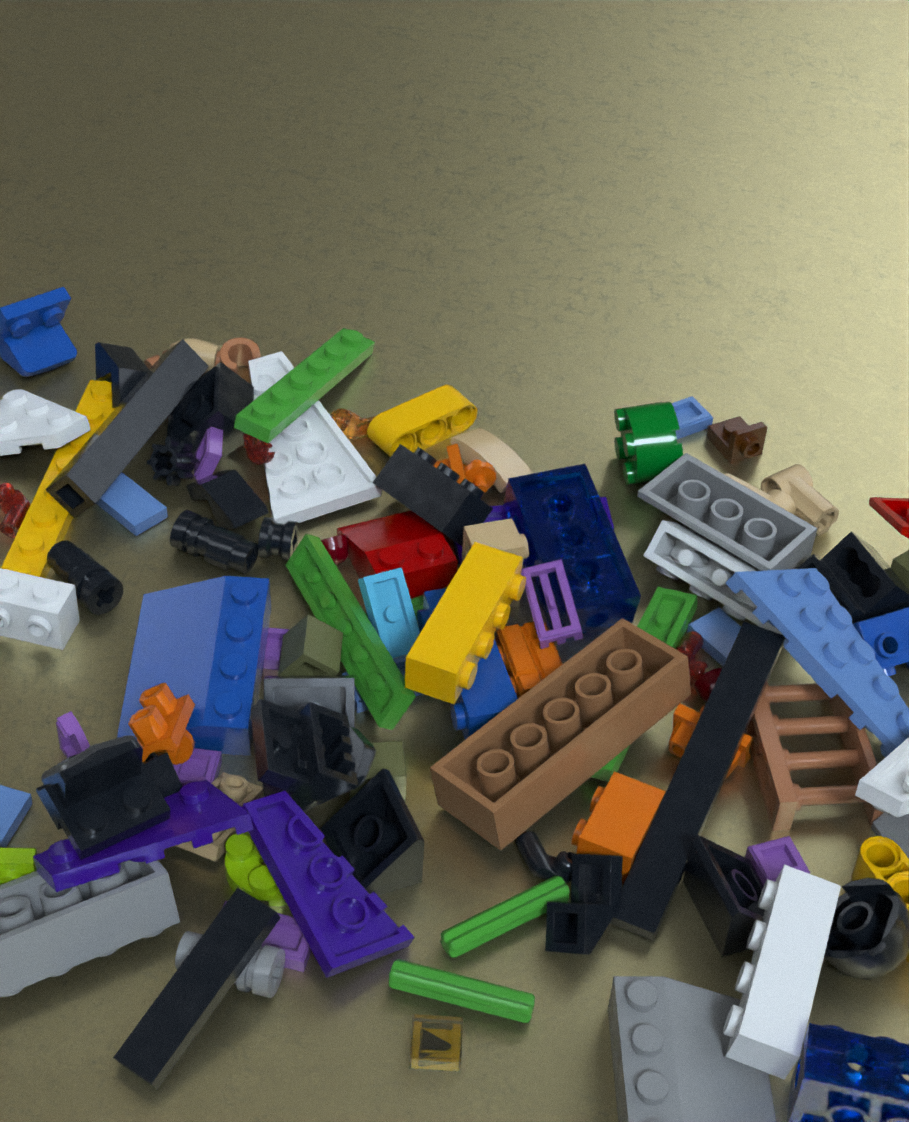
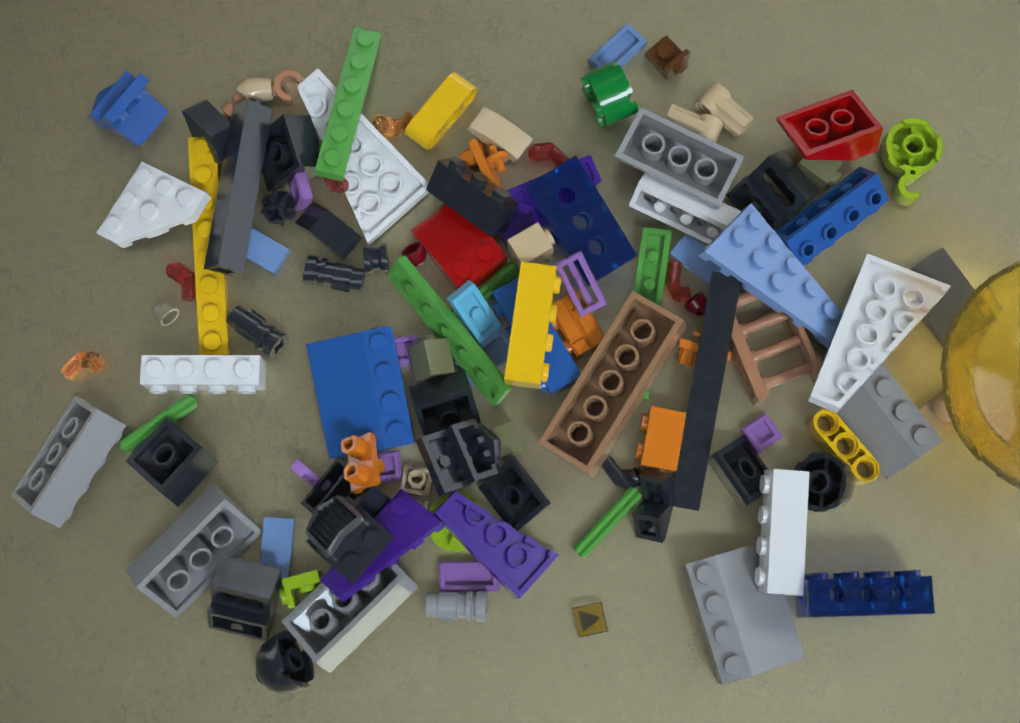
camera: 10 degrees left, 35 degrees up
(197, 988) = (447, 634): black tile -> none
(462, 991) = (605, 582): bright green axle -> none

